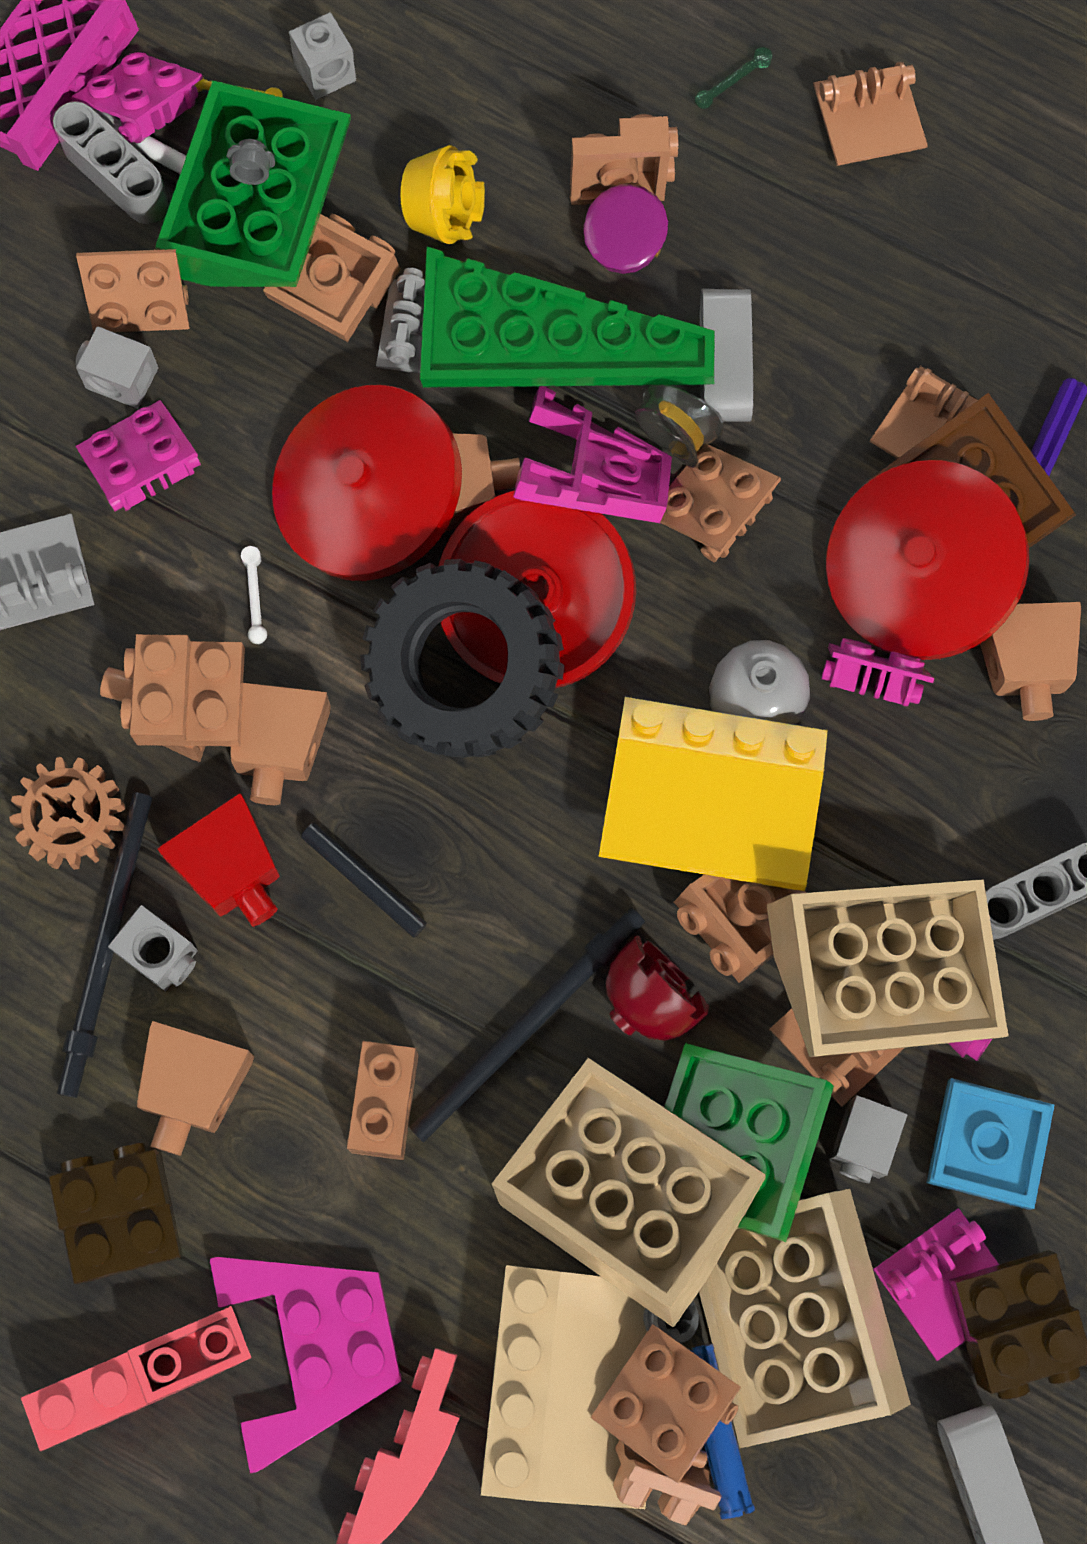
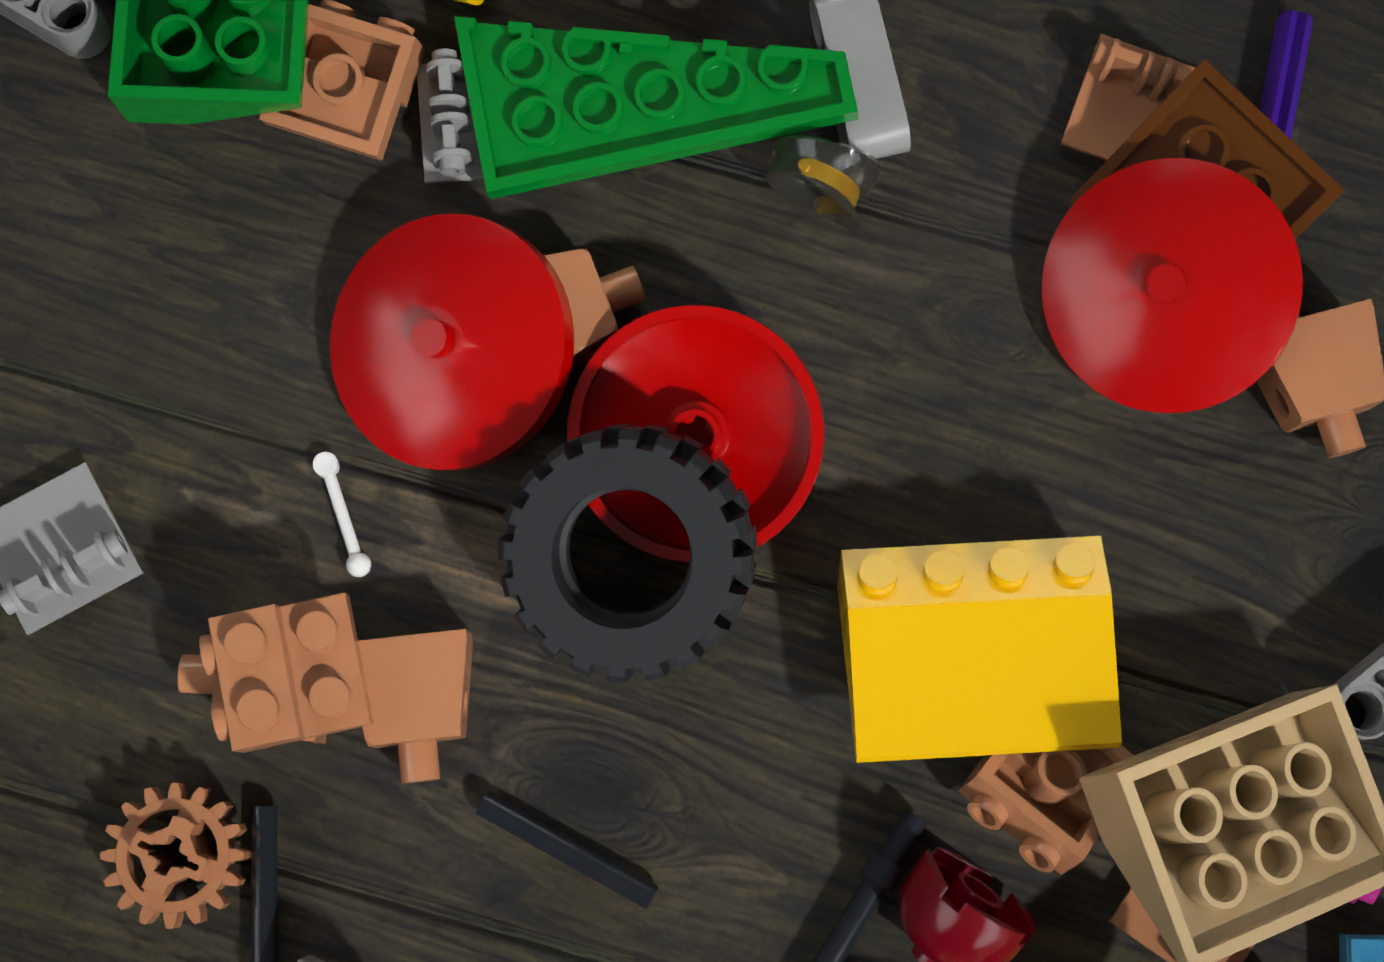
camera: 15 degrees left, 5 degrees up
(116, 367) = (95, 258): light grey brick -> none
(134, 290) = (94, 156): nougat hinge -> none
(138, 453) = (150, 367): dark pink hinge -> none
(226, 861) = (391, 871): red torso -> none
(608, 472) = (757, 257): dark pink wing -> none
(717, 500) = (889, 264): nougat hinge -> none
(761, 683) = (999, 491): light grey cylinder -> none
(902, 668) = (1170, 437): dark pink hinge -> none

